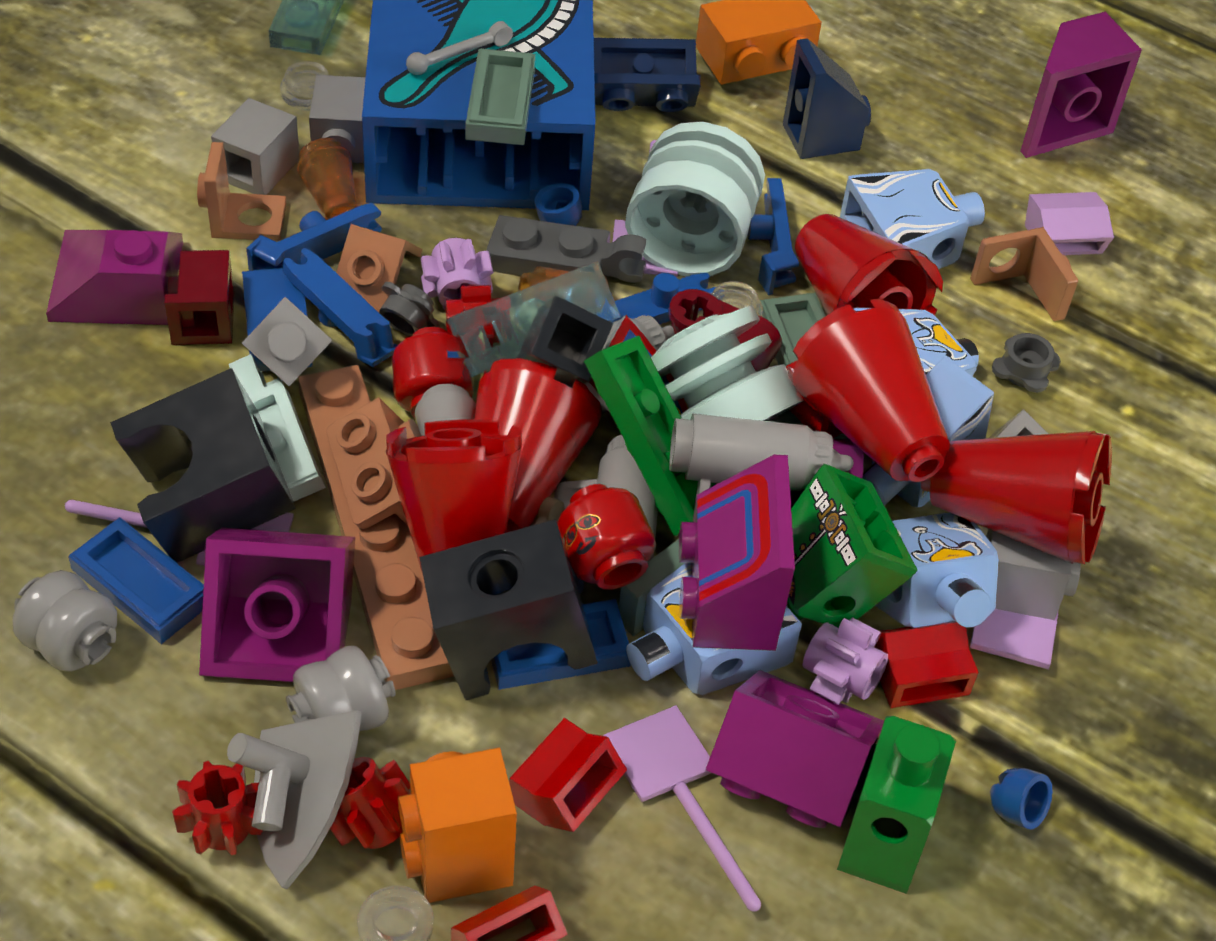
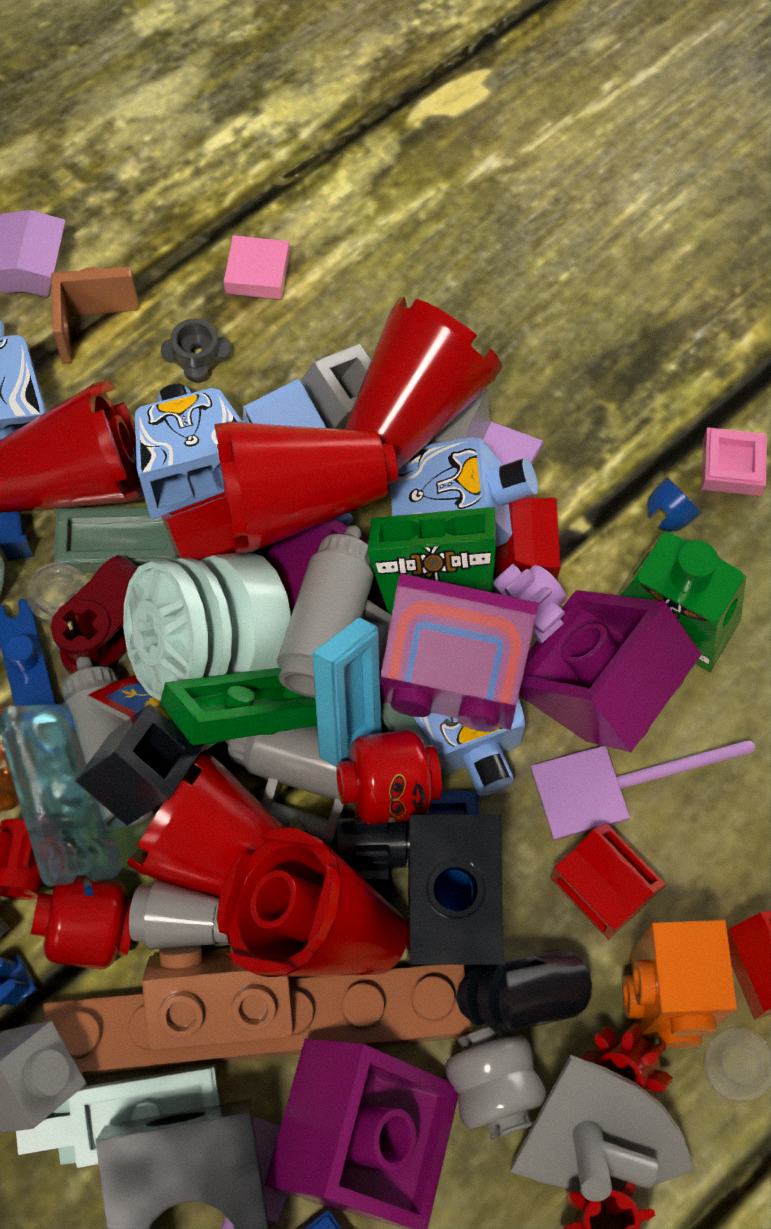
camera: 75 degrees left, 15 degrees up
(428, 696) = (526, 991): none -> black arm
(678, 469) = (347, 689): none -> medium azure tile
(1108, 863) = (734, 461): none -> bright pink tile
(1143, 396) = (256, 267): none -> bright pink tile

